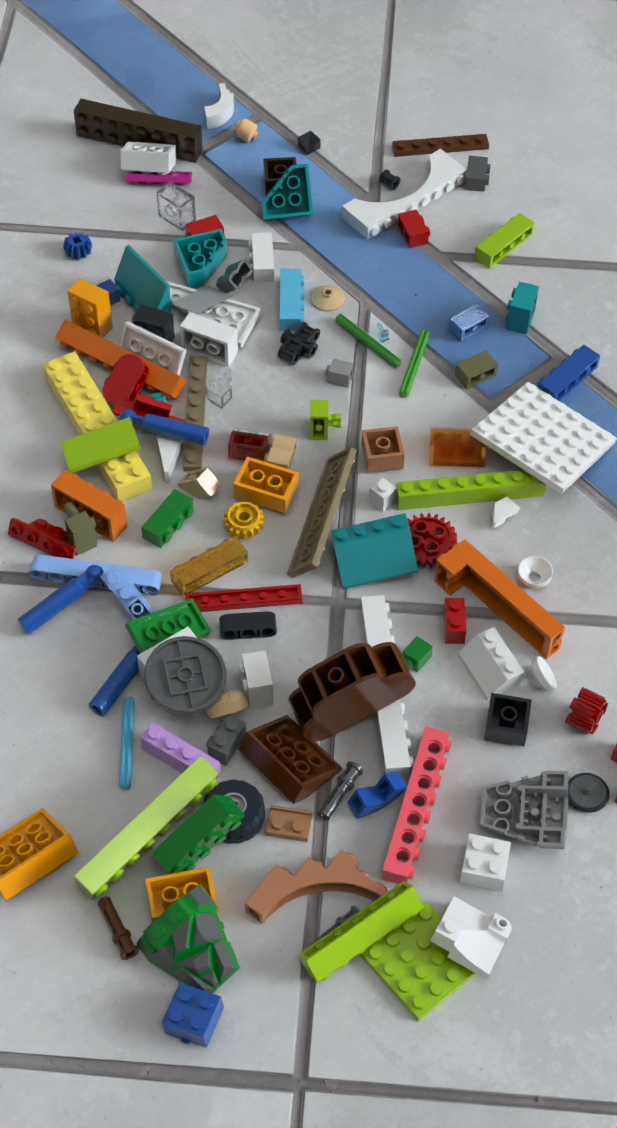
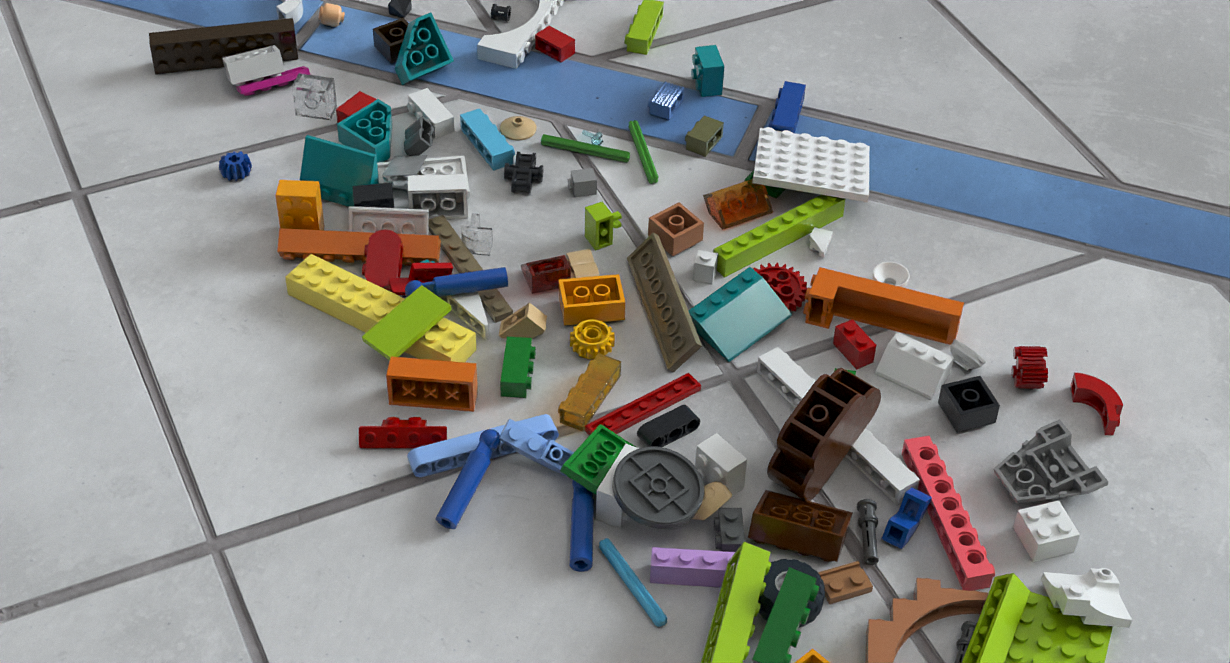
camera: 30 degrees left, 10 degrees down
(80, 529) = (439, 406): olive brick -> none
(587, 792) = (1085, 435): dark grey wheel -> none

